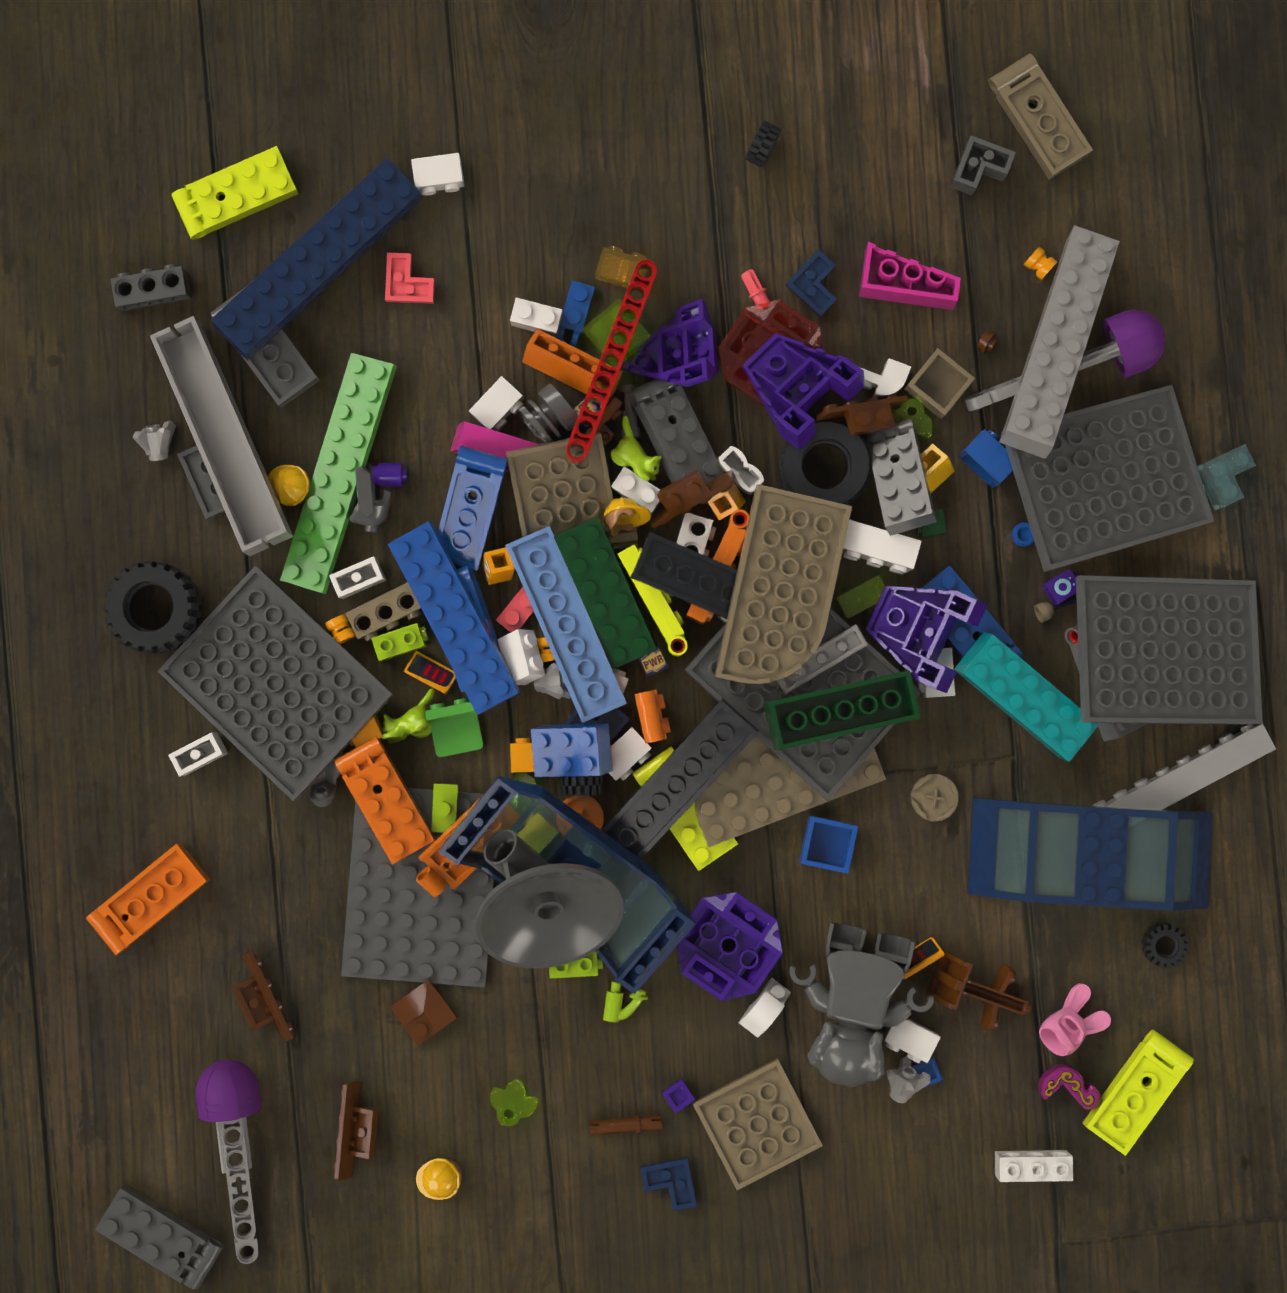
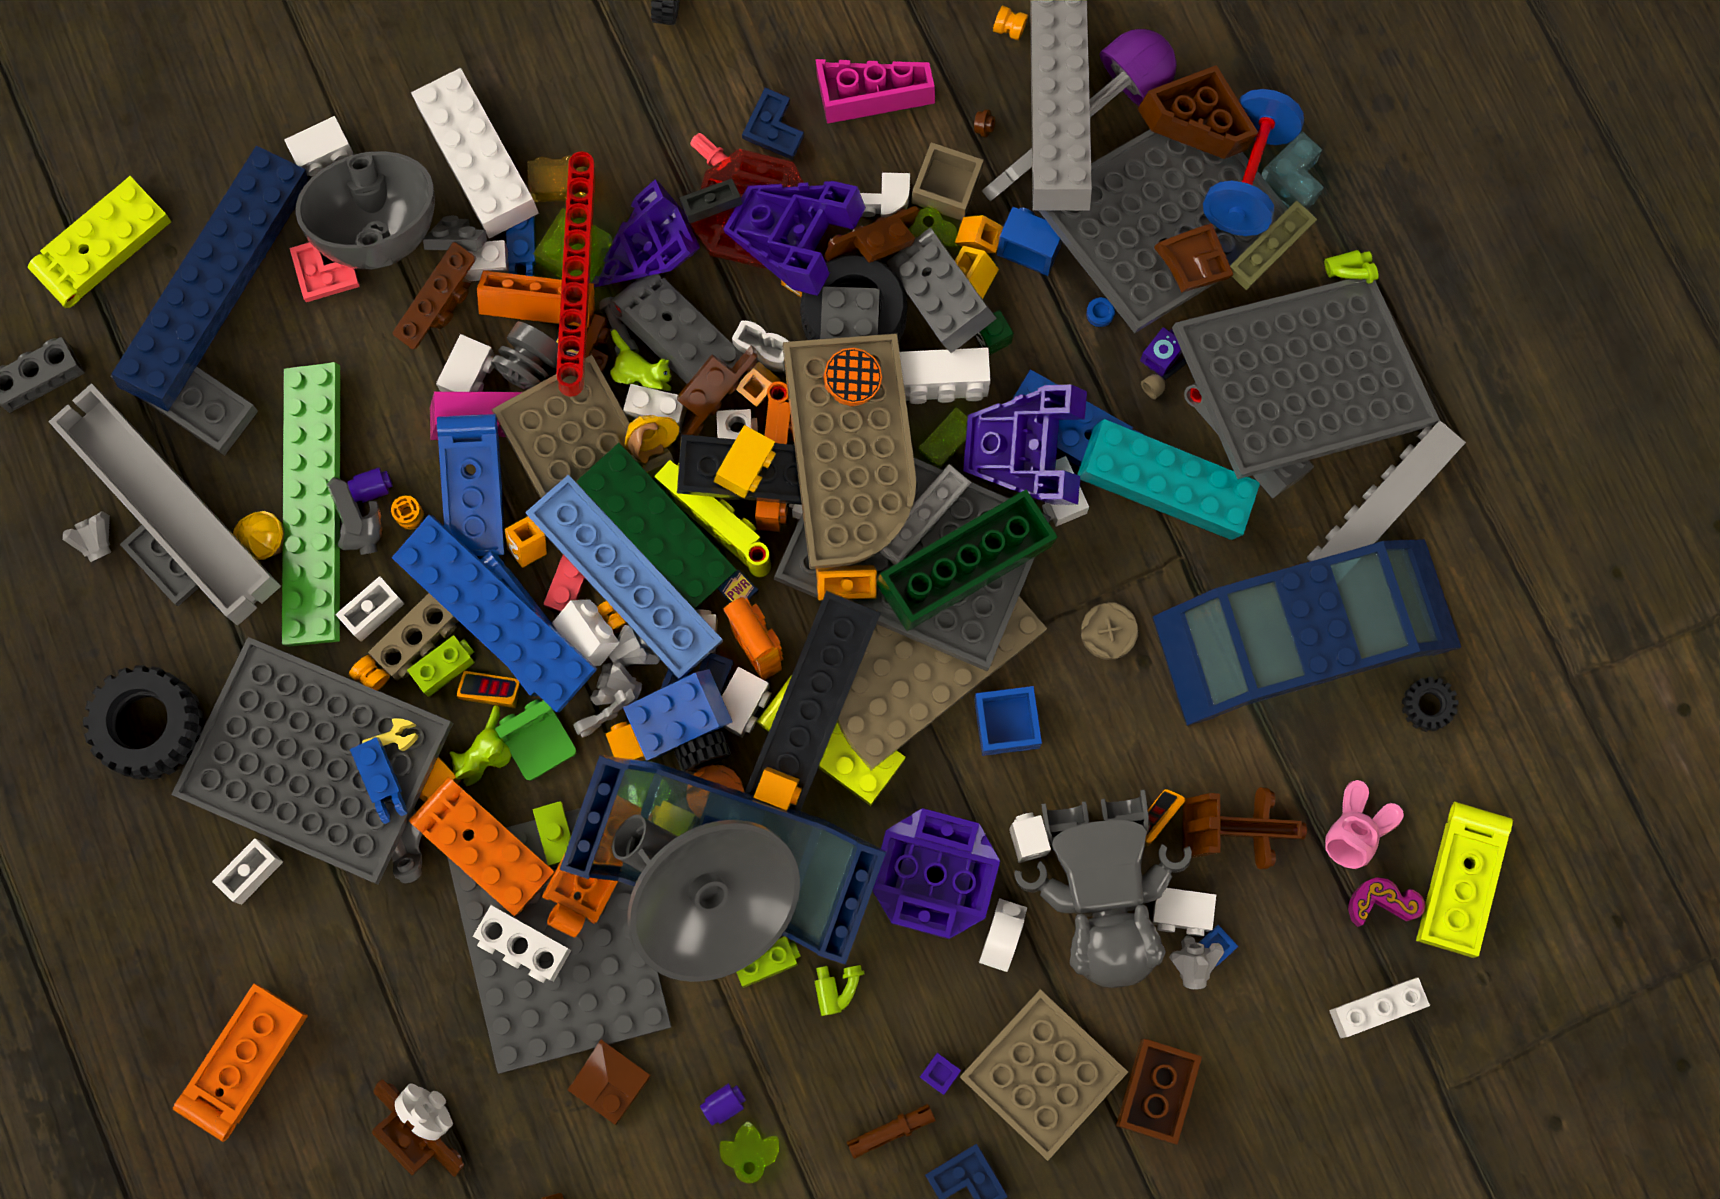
camera: 20 degrees left, 10 degrees down
(275, 987) = (423, 1111): none -> white plate
(322, 720) = (378, 777): none -> blue hinge
(342, 690) = (394, 735): none -> light yellow bar
(391, 873) = (514, 930): none -> white brick
(412, 511) = (412, 516): none -> light orange wheel
(455, 259) = (370, 226): none -> dark grey piece
(492, 339) = (437, 297): none -> reddish brown bracket
(501, 729) = (590, 724): none -> light grey piece
(505, 1060) = (723, 1104): none -> dark purple brick
(521, 291) = (456, 230): none -> dark grey plate
(530, 707) = (612, 679): none -> light grey rock
(562, 224) = (475, 153): none -> white brick
(629, 838) = (778, 789): none -> light orange brick
(693, 574) = (745, 461): none -> yellow brick
(741, 336) = (711, 200): none -> pearl dark grey plate
(741, 695) = (847, 581): none -> light orange slope
(803, 532) = (852, 376): none -> tile
(812, 942) = (1029, 837): none -> white brick
(819, 474) = (849, 312): none -> dark grey plate
(840, 1170) = (1159, 1091): none -> reddish brown brick
(949, 438) = (979, 233): none -> light orange brick
(1116, 525) = (1195, 258): none -> reddish brown plate
(1167, 401) = (1200, 113): none -> reddish brown brick
(1183, 532) = (1272, 244): none -> olive plate
(1220, 424) = (1240, 205): none -> blue piece
(1236, 566) = (1352, 266): none -> lime plant

